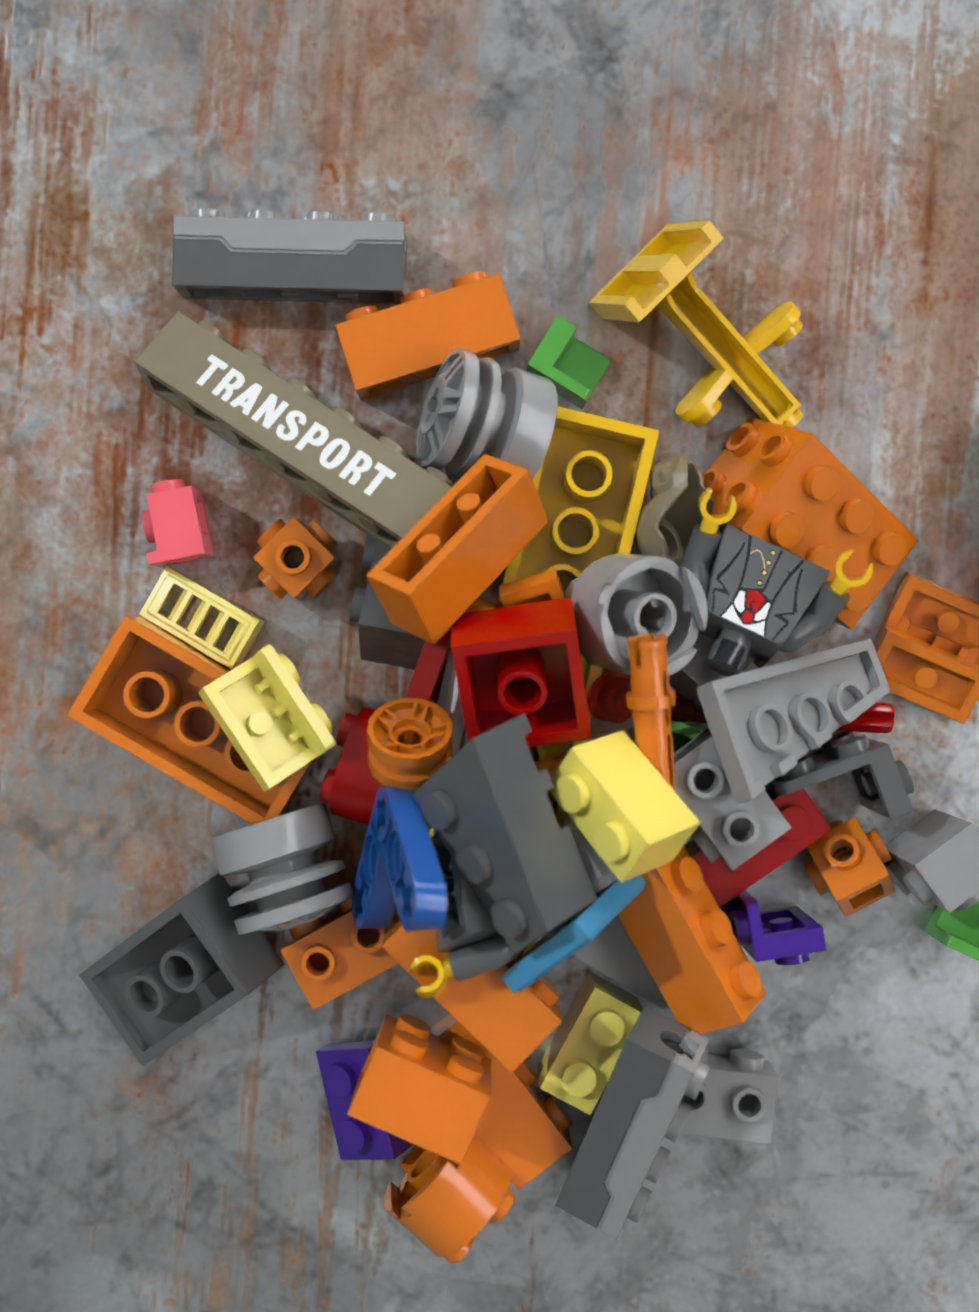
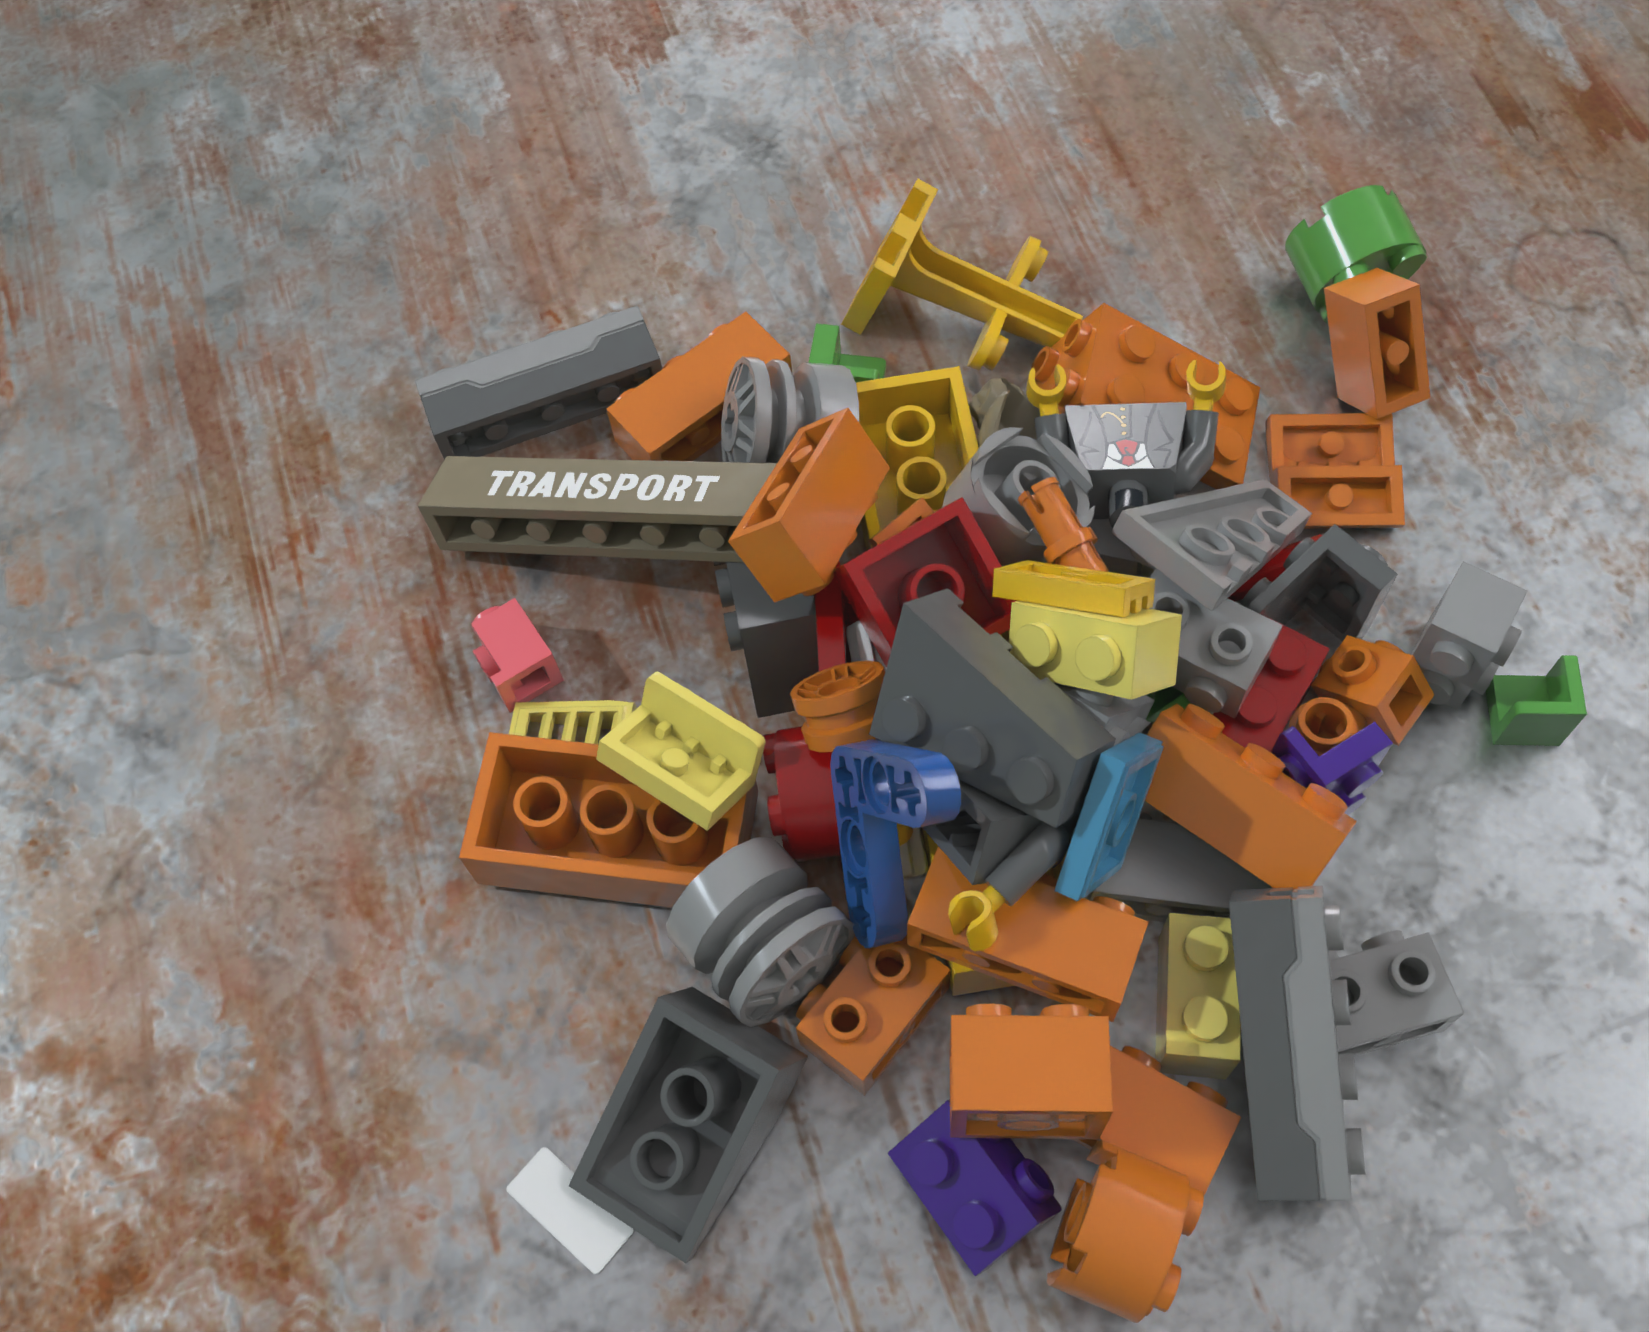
camera: 15 degrees left, 25 degrees down
(61, 968) = (569, 1216): none -> white sticker
(317, 568) = (651, 630): orange brick -> none
(628, 754) = (1074, 588): none -> yellow tile
(800, 895) = (1324, 723): none -> orange cone

